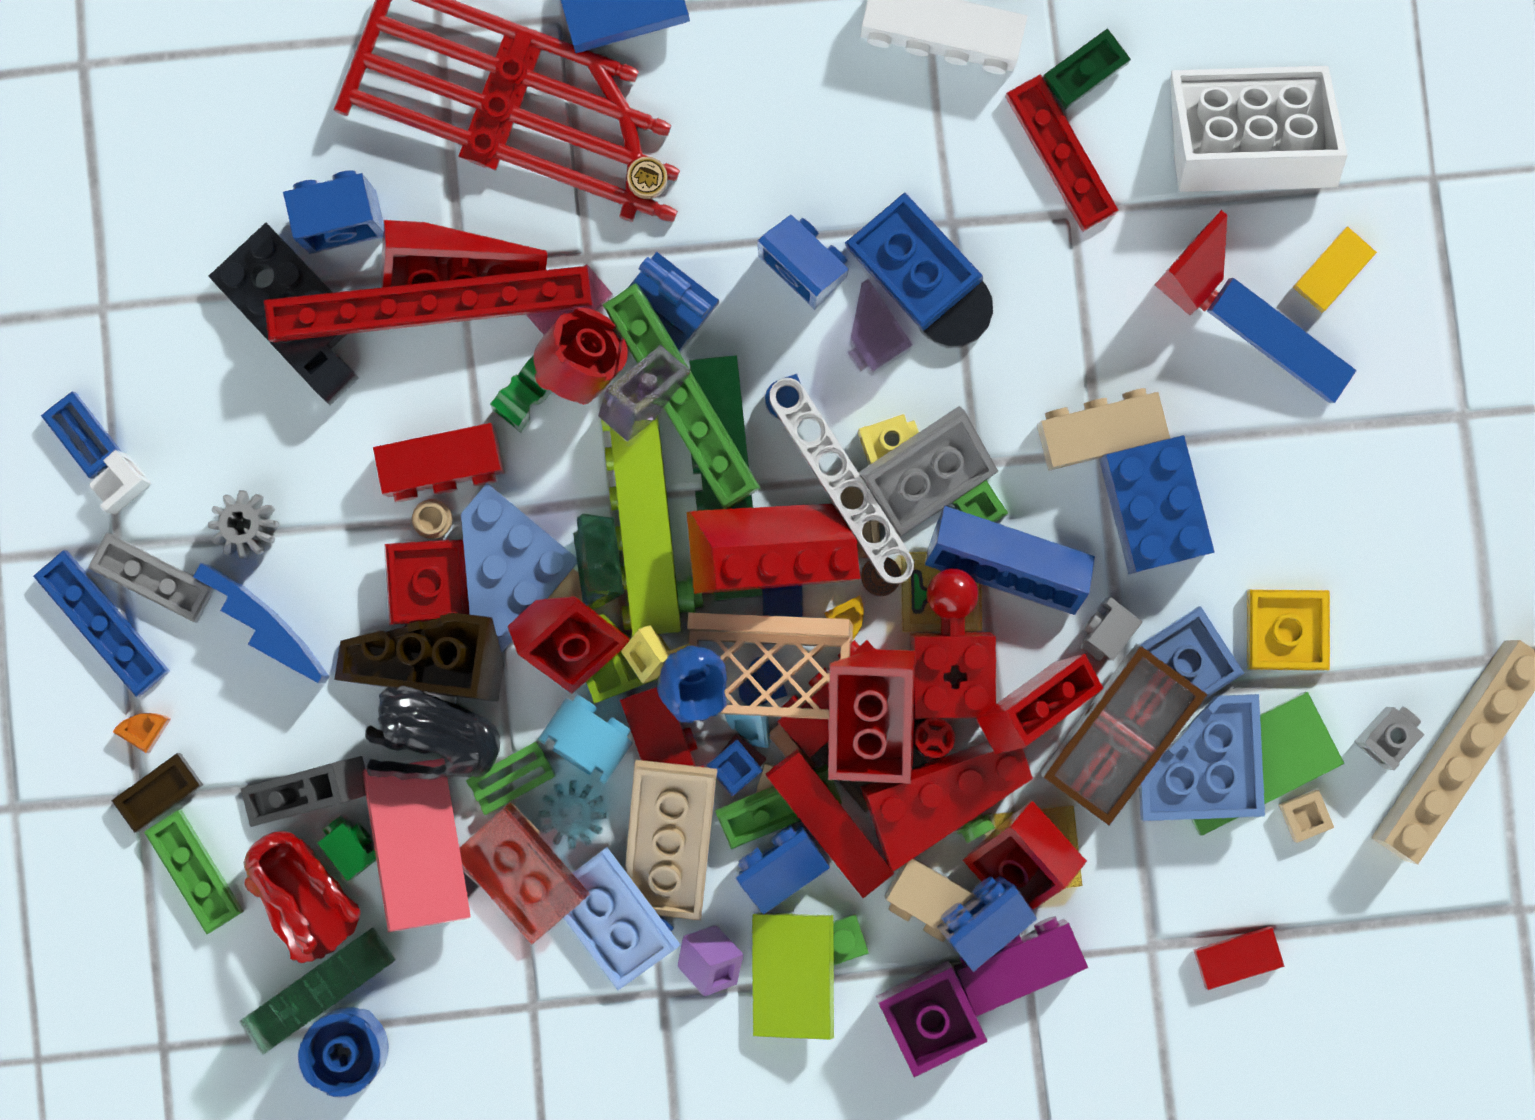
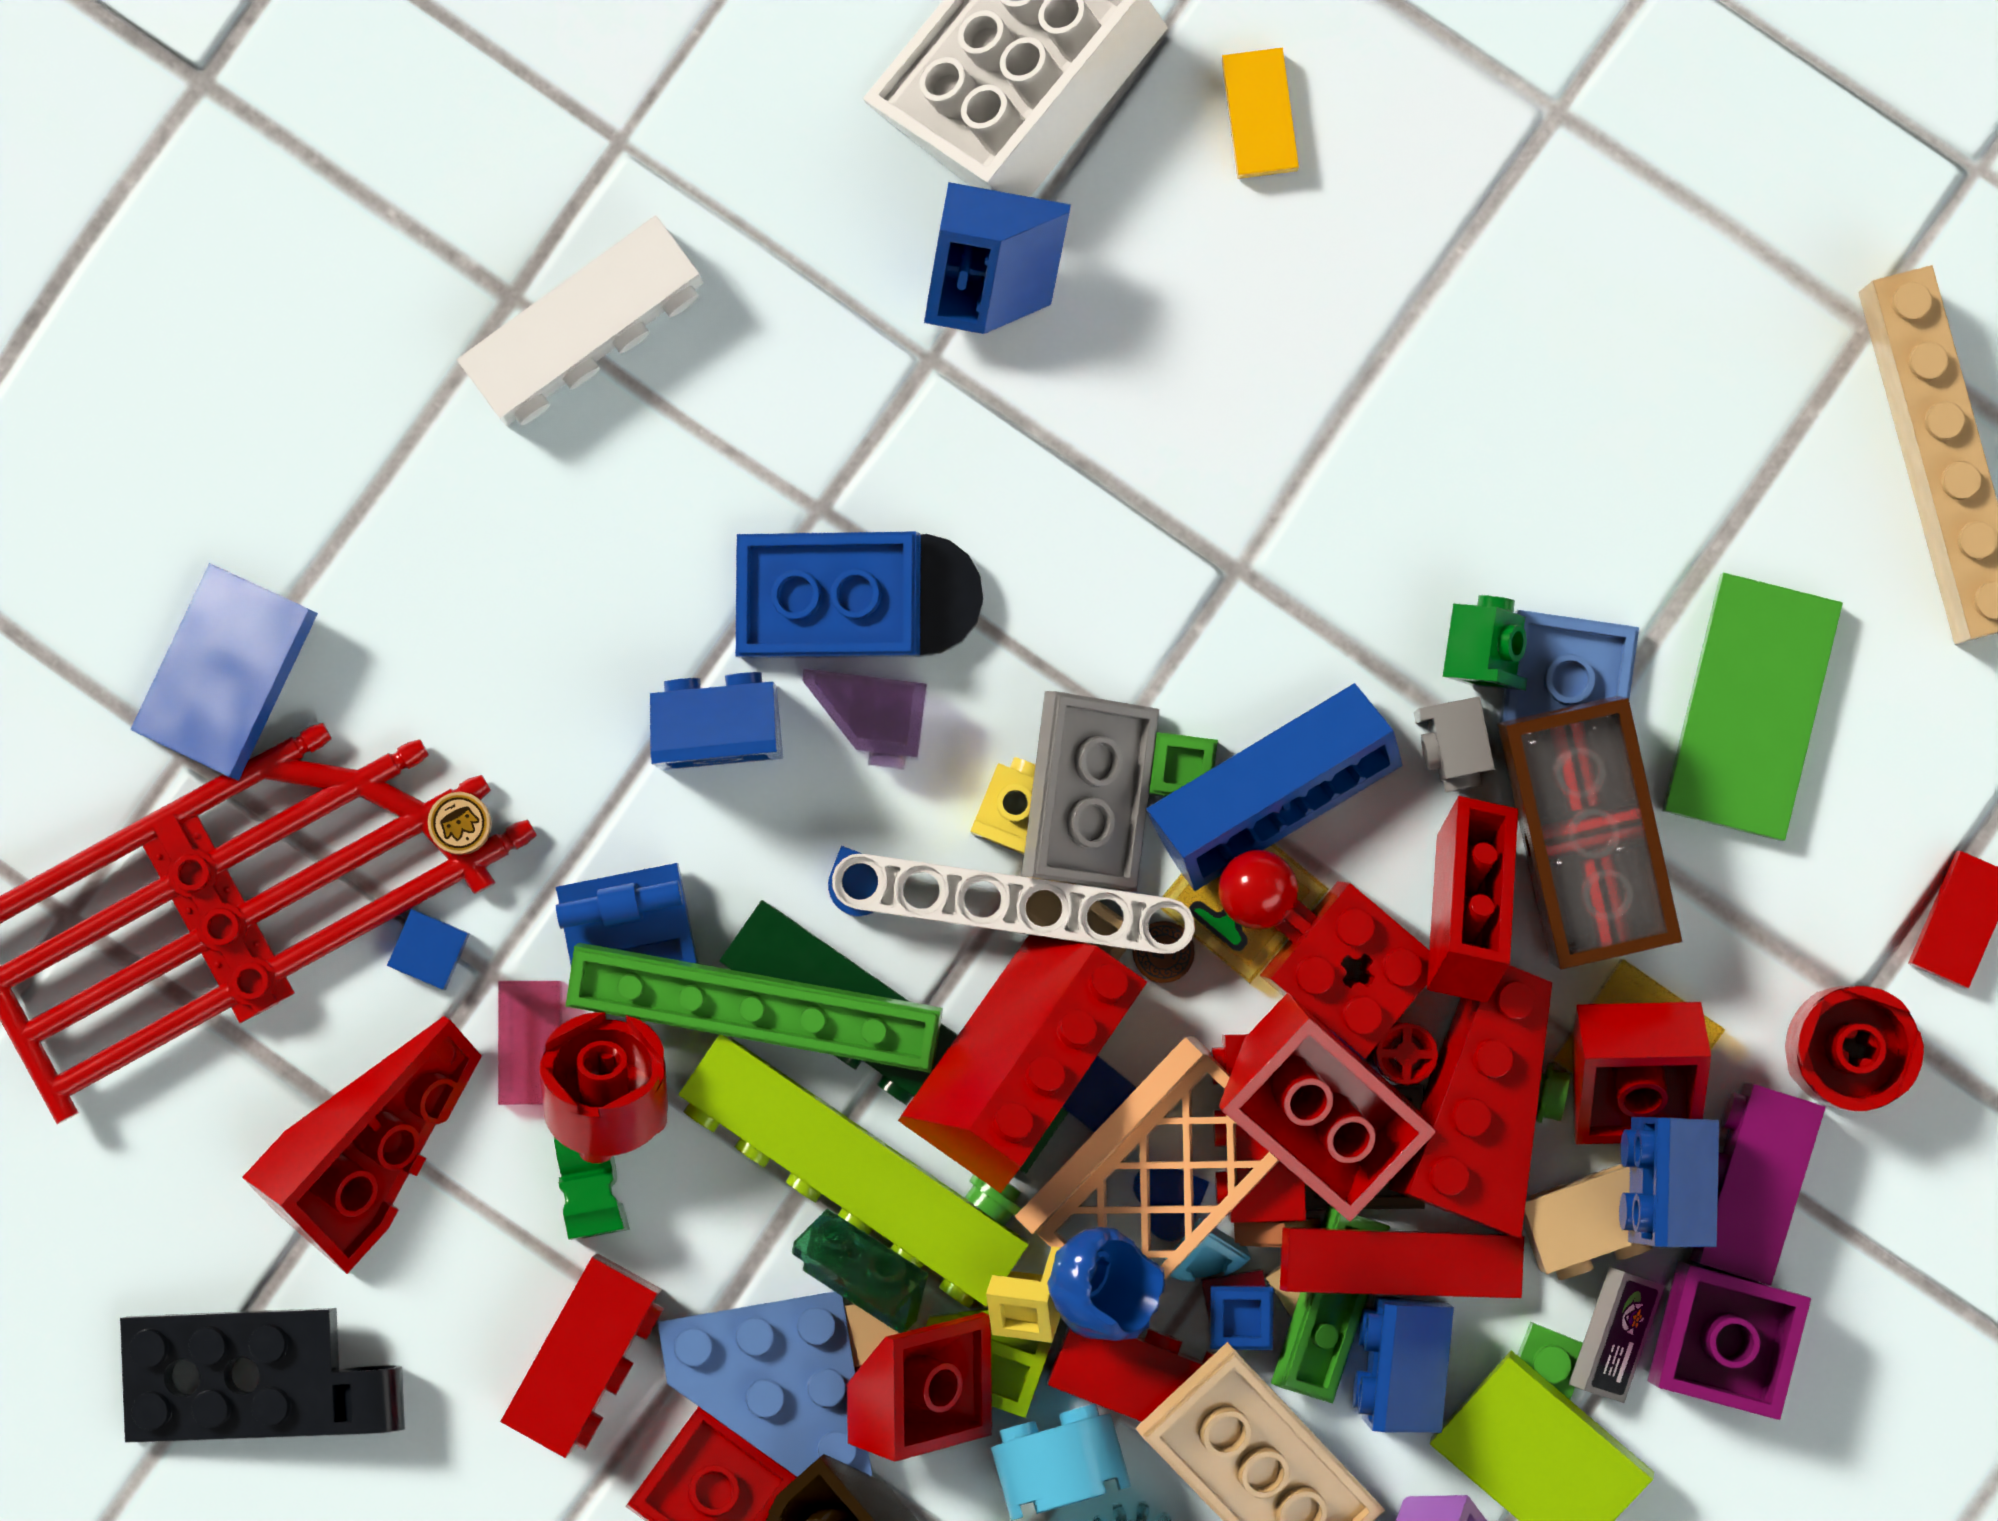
camera: 45 degrees left, 0 degrees up
(334, 212) = (182, 1228): blue brick -> none
(427, 303) = (386, 1211): red tile -> none
(432, 519) = (642, 1422): tan plate -> none
(572, 217) = (428, 949): none -> blue tile
(642, 393) = (713, 1050): clear purple slope -> none
(850, 610) = (1172, 1026): yellow tile -> none
(885, 961) = (1616, 1335): none -> tile
(1061, 153) = (839, 310): red tile -> none
(1086, 68) = (775, 197): dark green plate -> none
(1102, 428) = (1214, 545): tan brick -> none
(1149, 968) = (1883, 1027): none -> red brick
(1150, 197) = (994, 258): none -> blue slope
(1156, 504) = (1357, 561): blue brick -> none
(1170, 604) = (1486, 644): none -> green brick
(1199, 268) = (1123, 273): red slope -> none
(1210, 766) = (1713, 762): medium blue plate -> none
(1281, 340) = (1290, 249): blue tile -> none
(1288, 629) = (1632, 531): yellow tile -> none
(1306, 816) = (1865, 698): tan tile -> none
(1377, 741) = (1844, 540): light grey brick -> none

